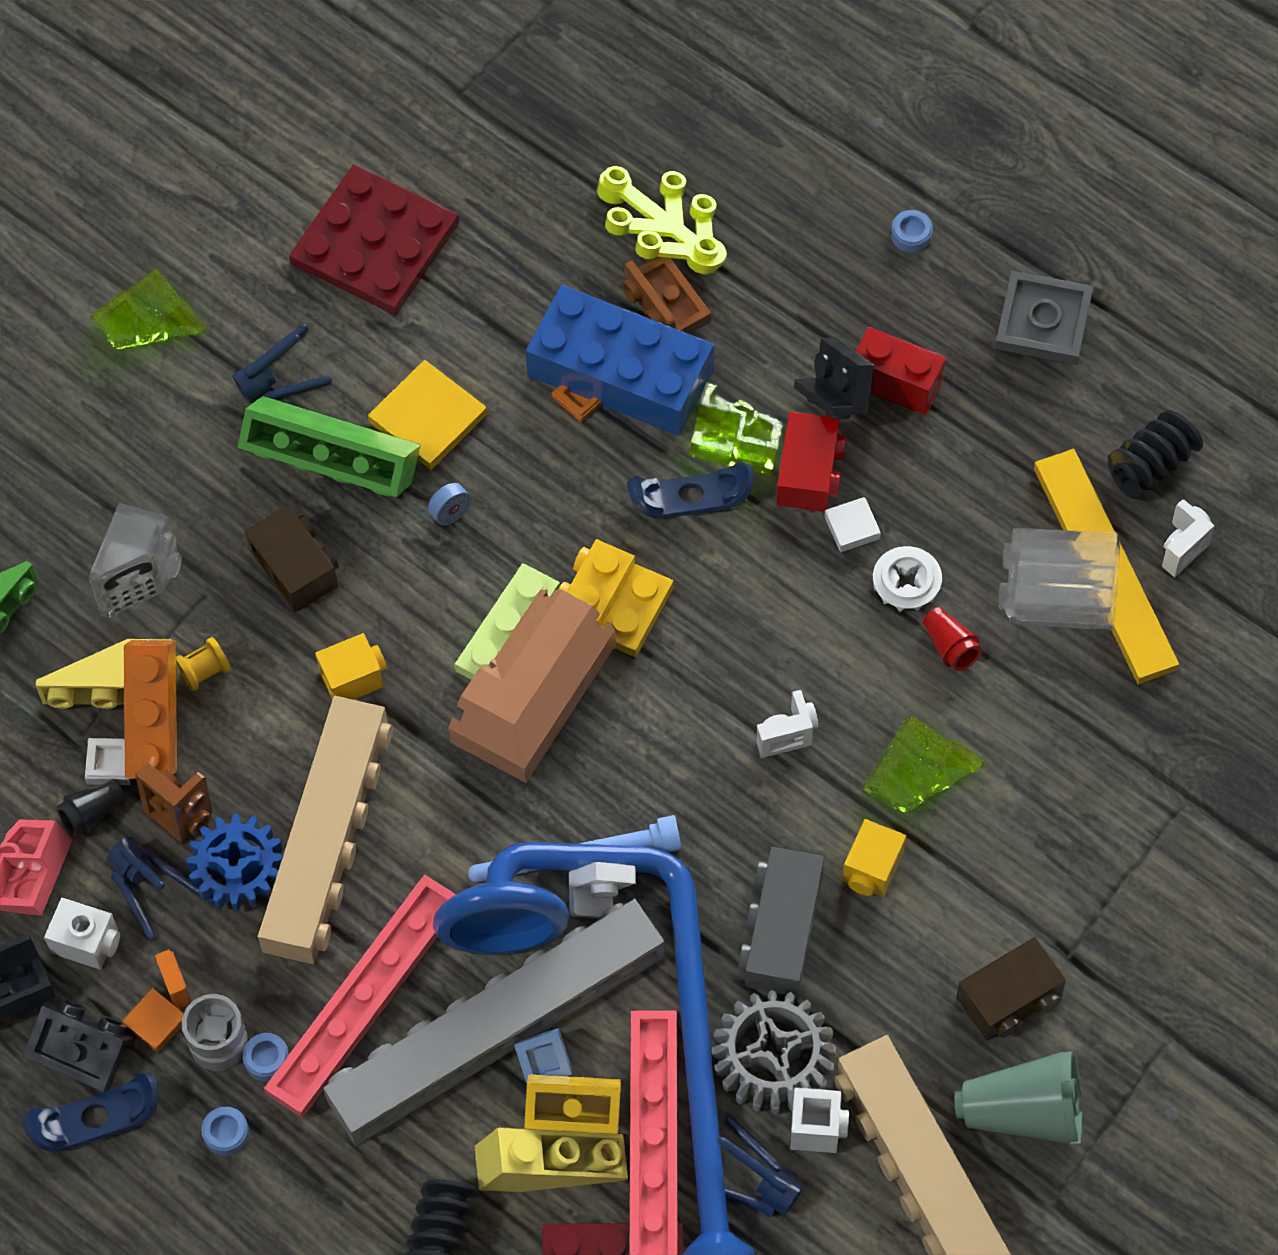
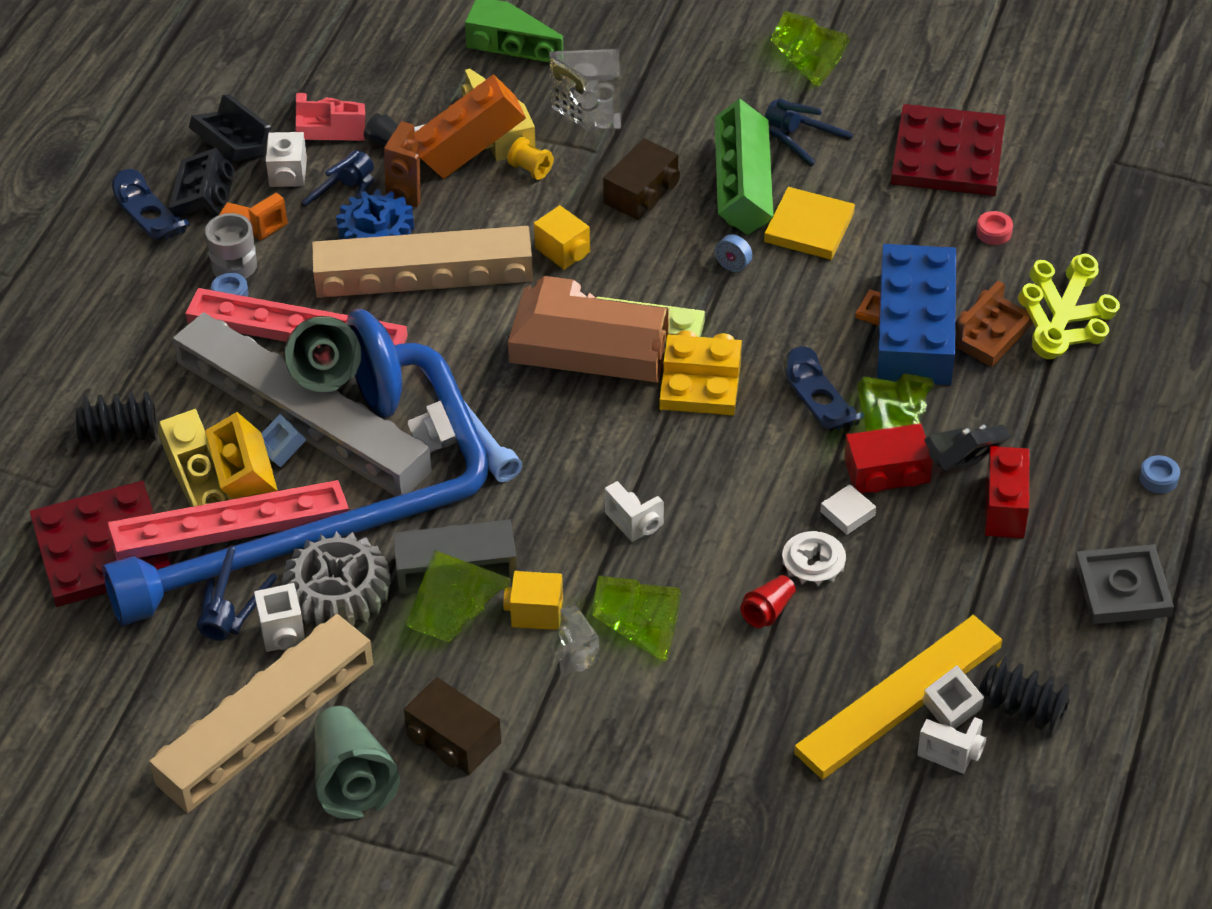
camera: 70 degrees right, 15 degrees down
(225, 1131) = (163, 285): medium blue tile -> none
(464, 968) = (322, 353): none -> sand green cone
(512, 242) = (994, 228): none -> coral tile
(846, 940) = (452, 595): none -> clear neon green slope
(936, 831) = (579, 642): none -> clear bracket
(1061, 578) = (860, 656): clear brick -> none
(1145, 516) = (953, 698): none -> white brick

